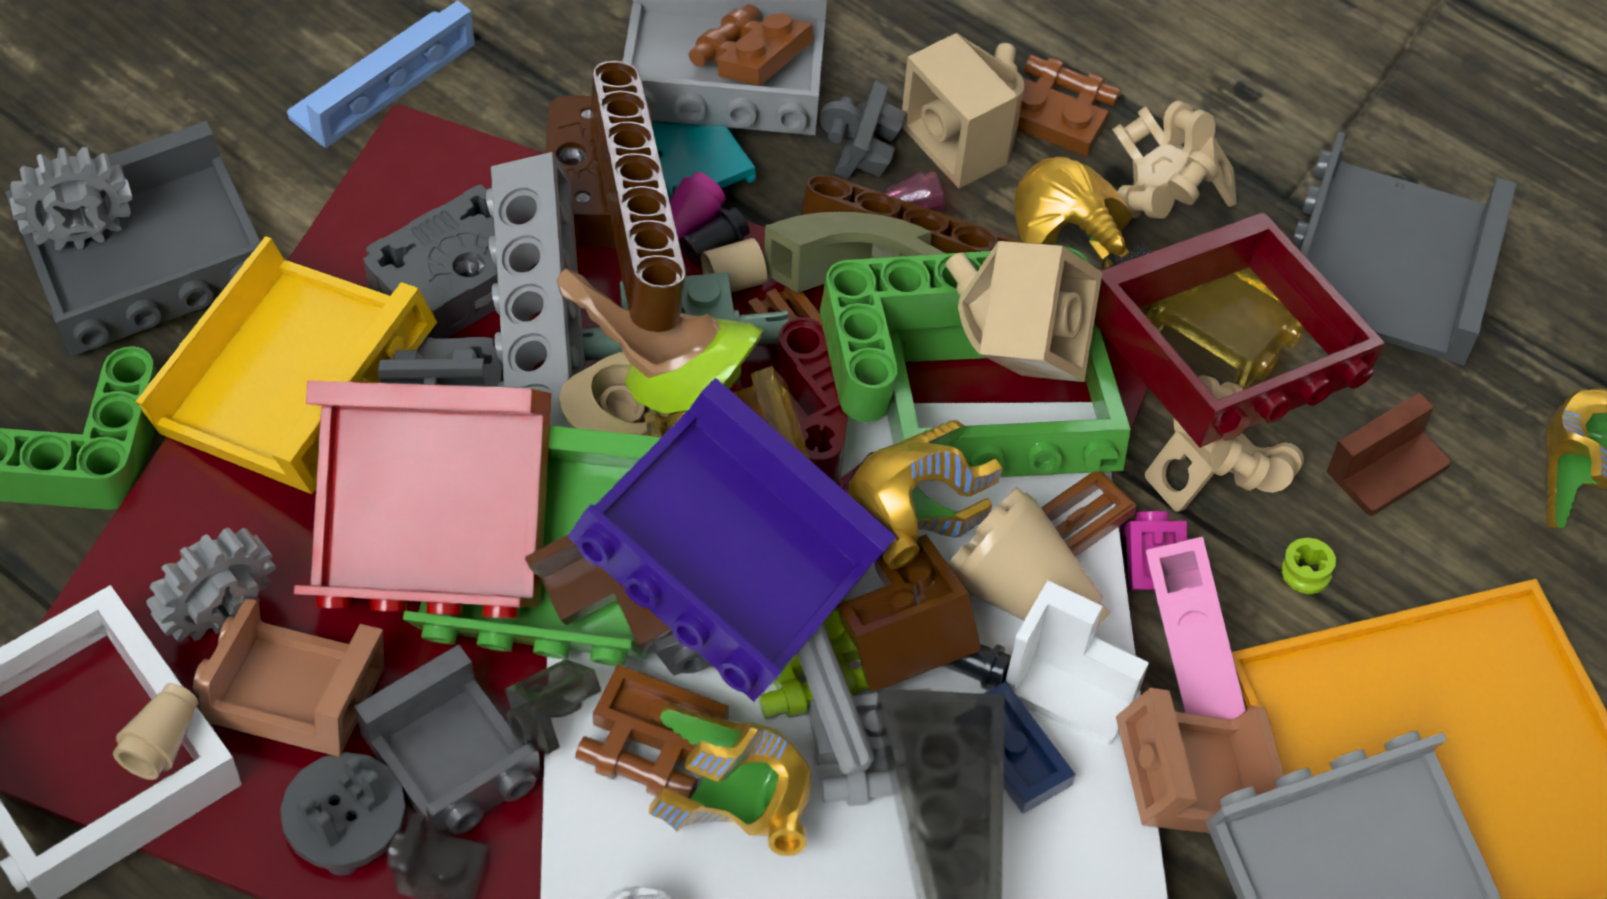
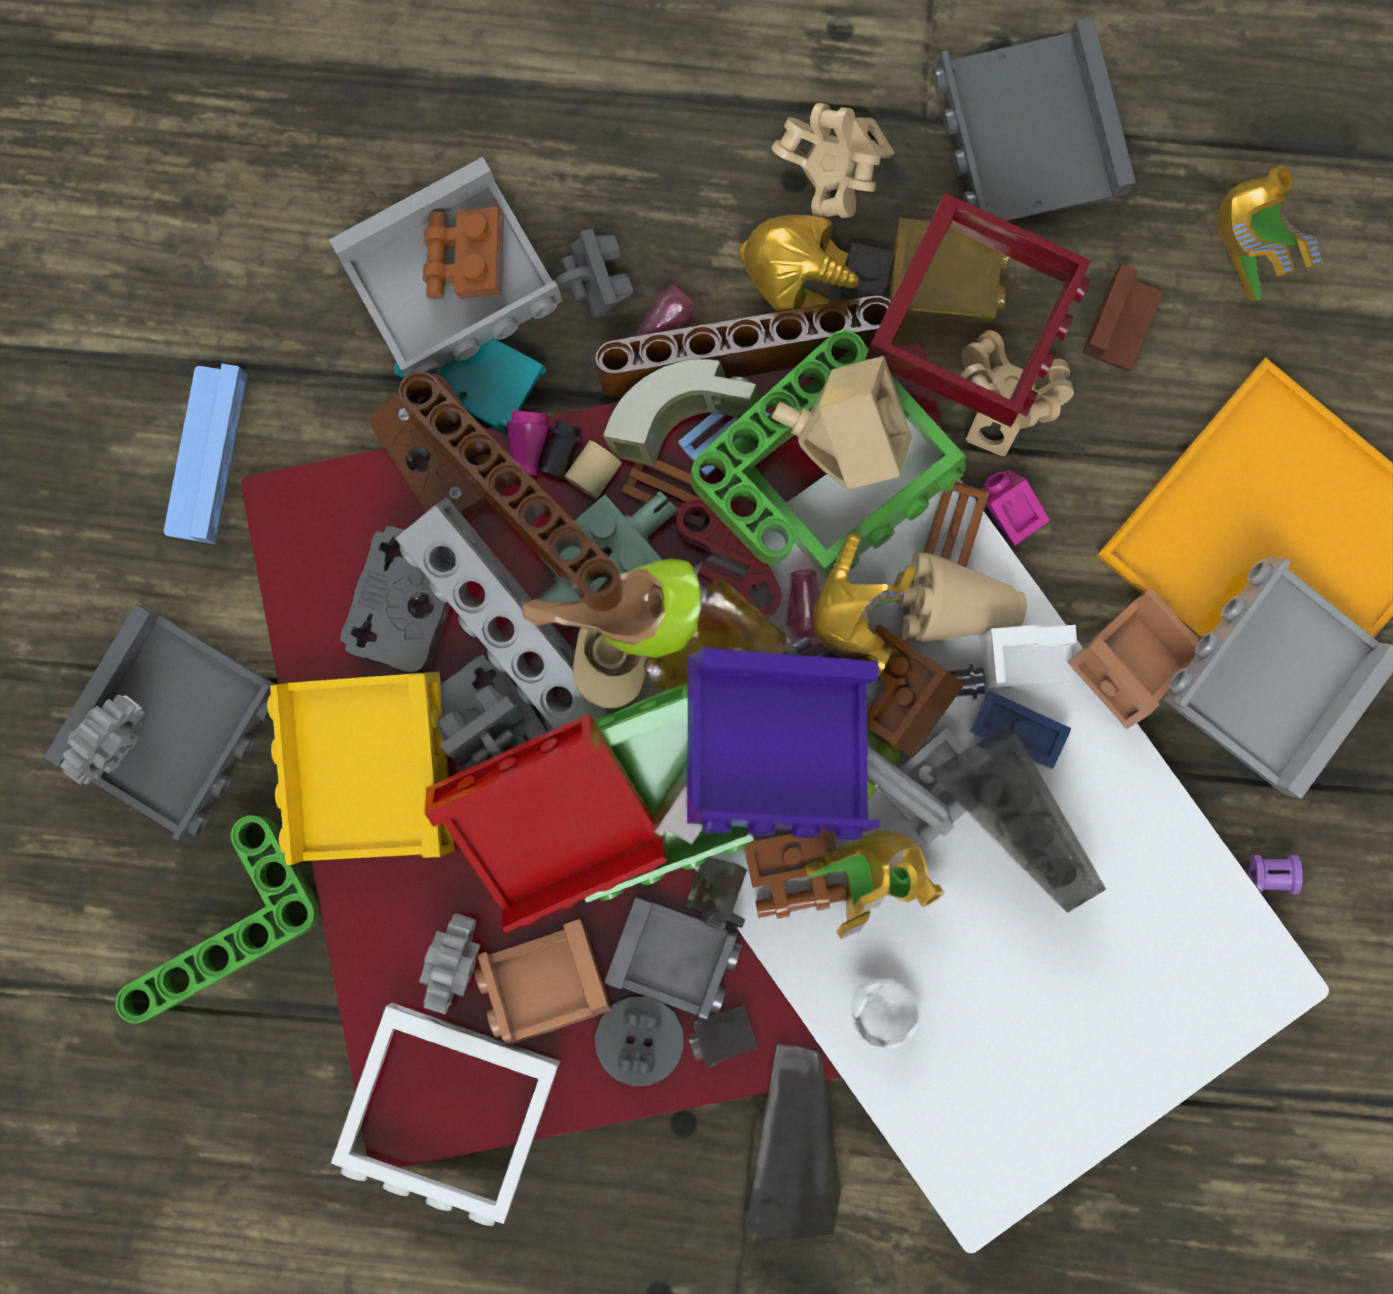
camera: 30 degrees left, 30 degrees up
(156, 732) = (505, 1088): tan cone -> none
(963, 106) = (661, 206): tan piece -> none
(1059, 117) = (715, 156): dark orange plate -> none
(1195, 629) = (1078, 560): bright pink slope -> none
(1304, 578) = (1109, 431): lime bush -> none

